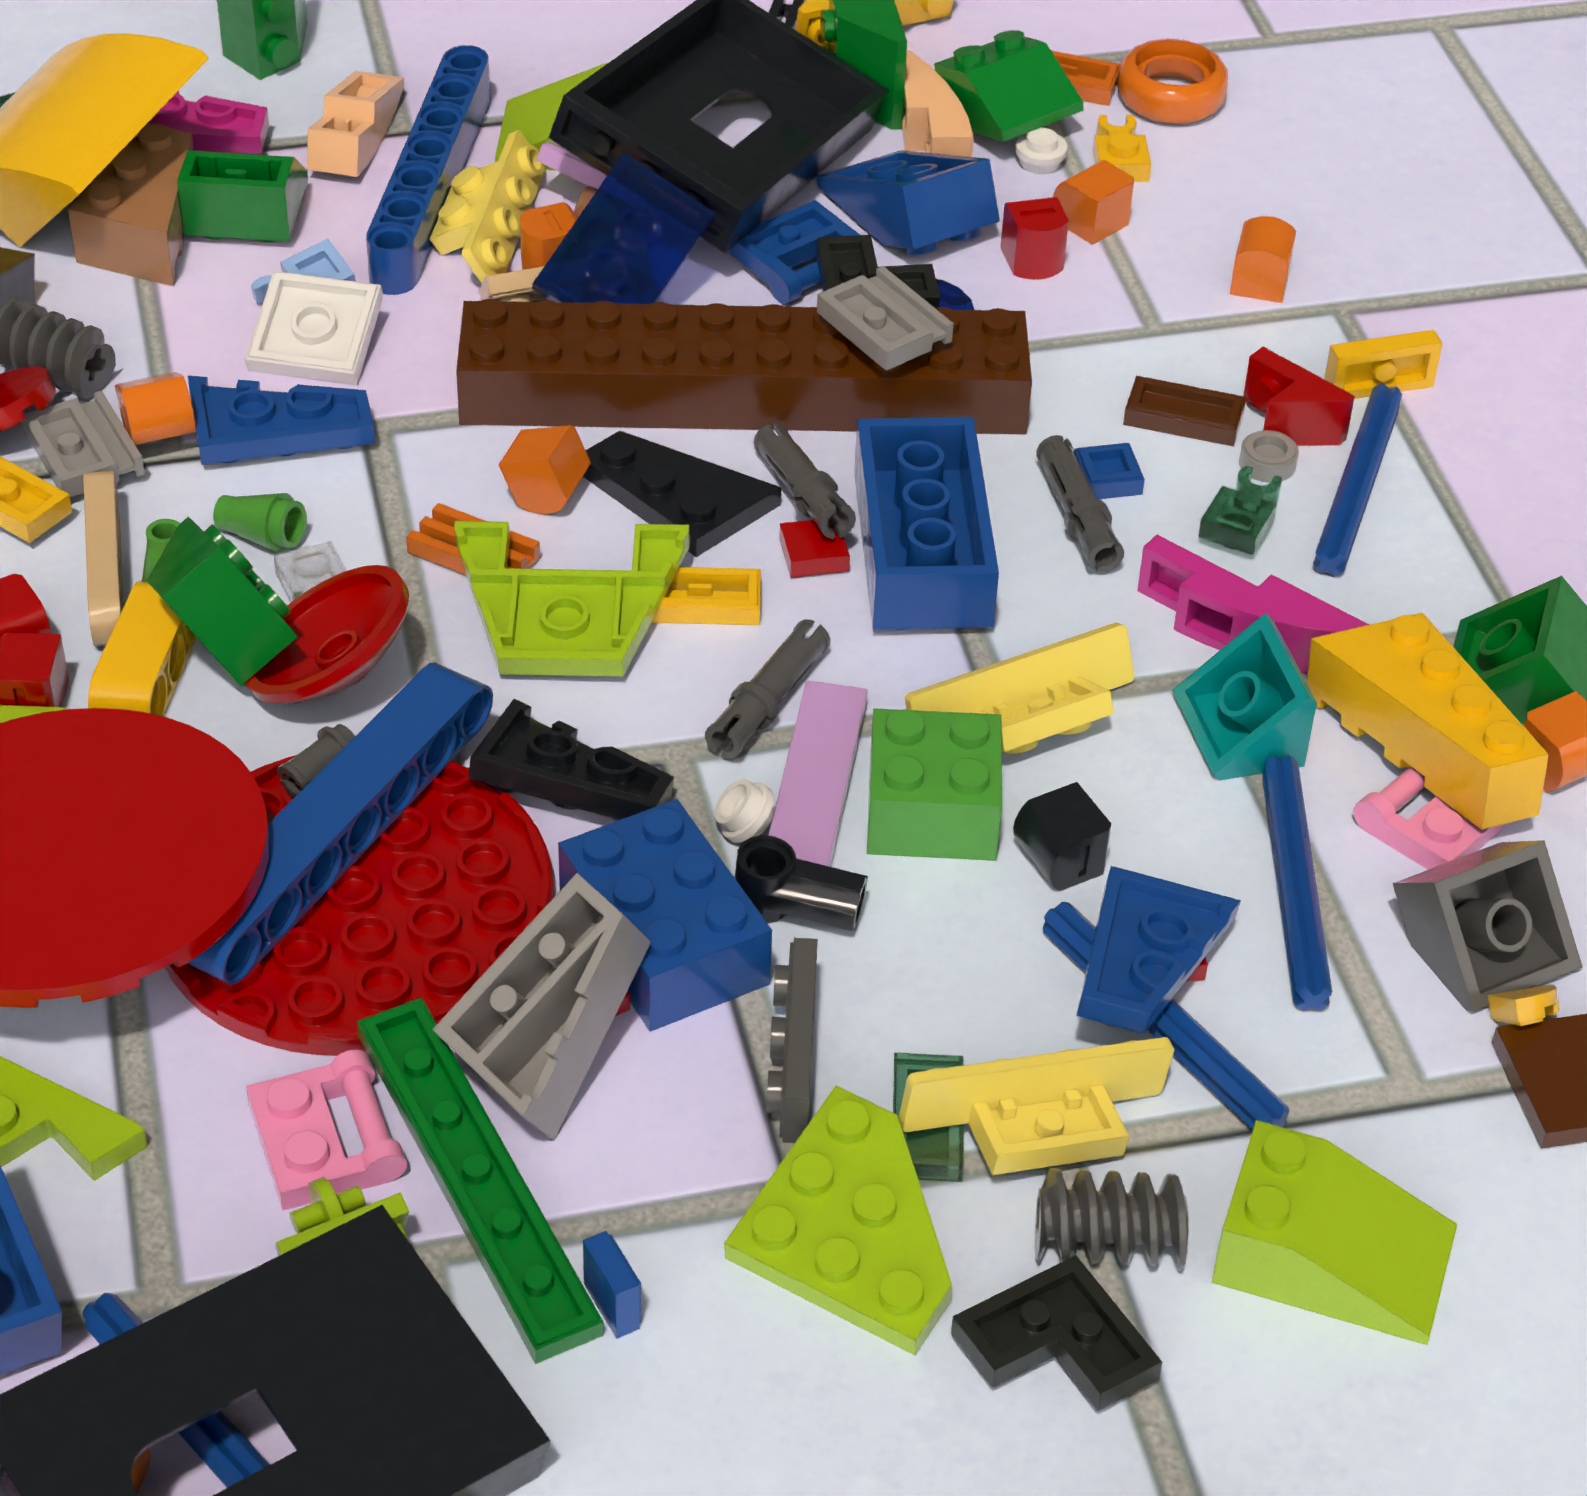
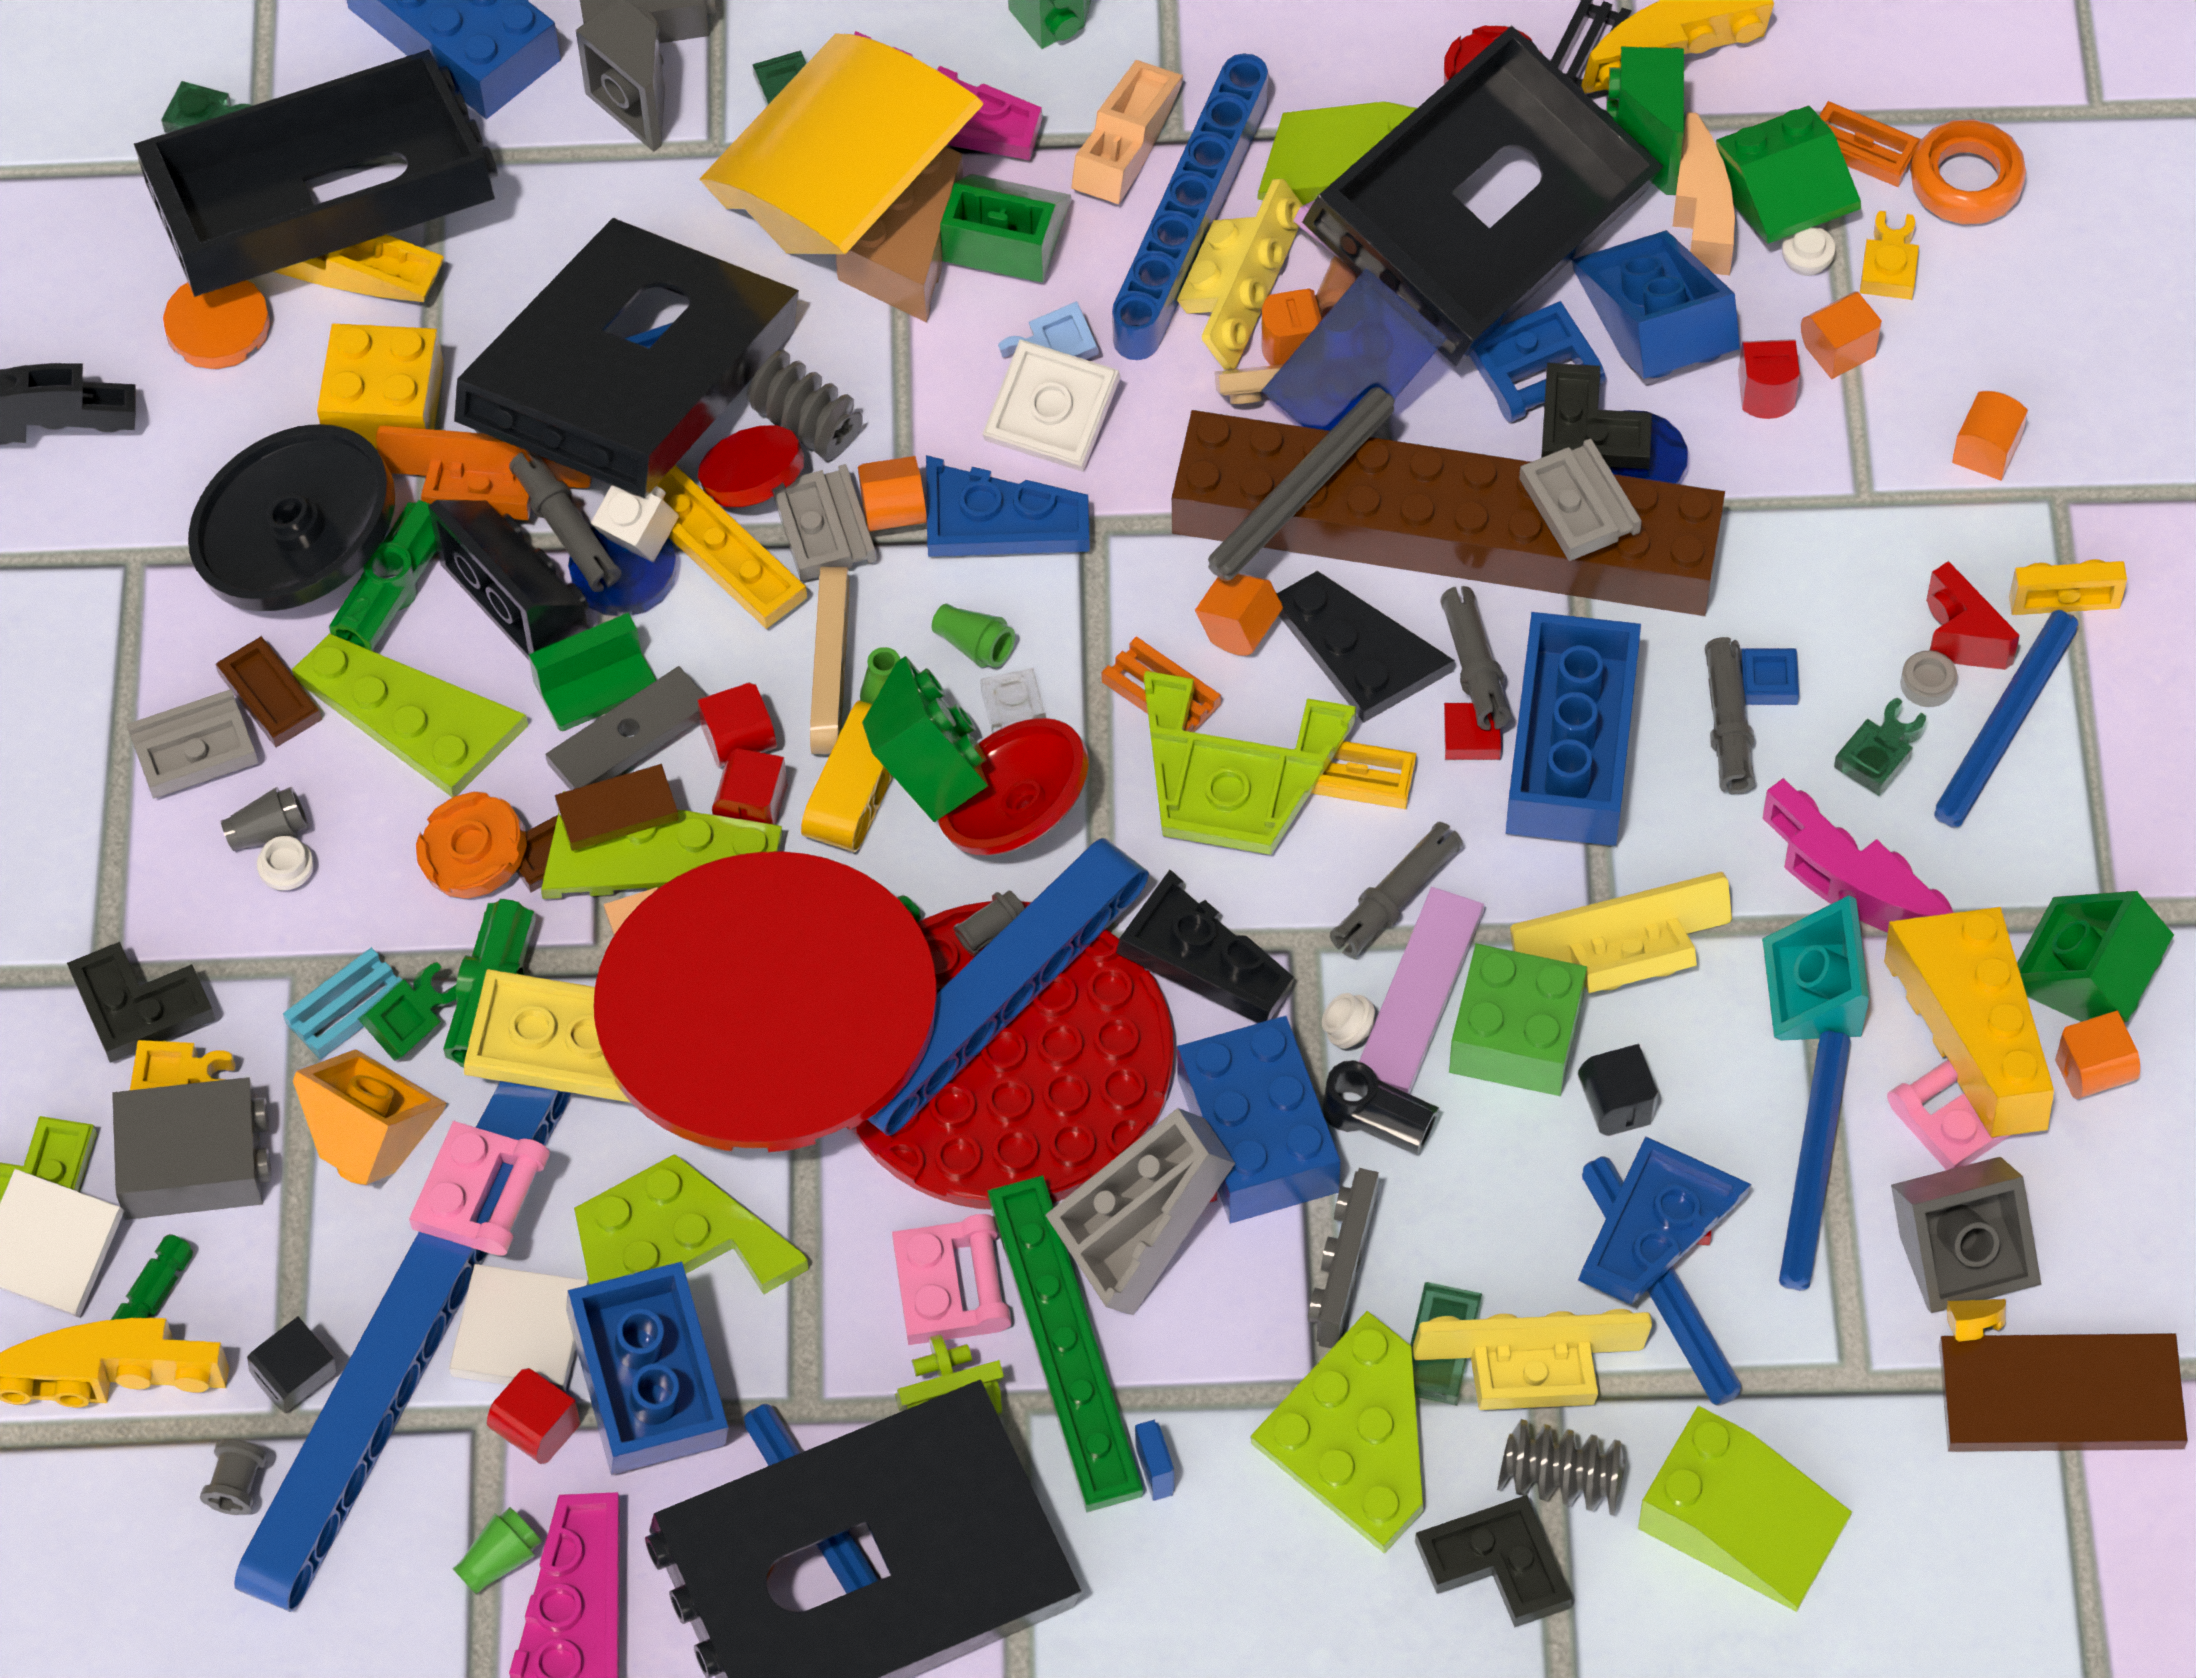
camera: 15 degrees right, 15 degrees up
(590, 338) = (1301, 484): none -> dark grey axle
(1184, 410) = (1863, 611): reddish brown tile -> none

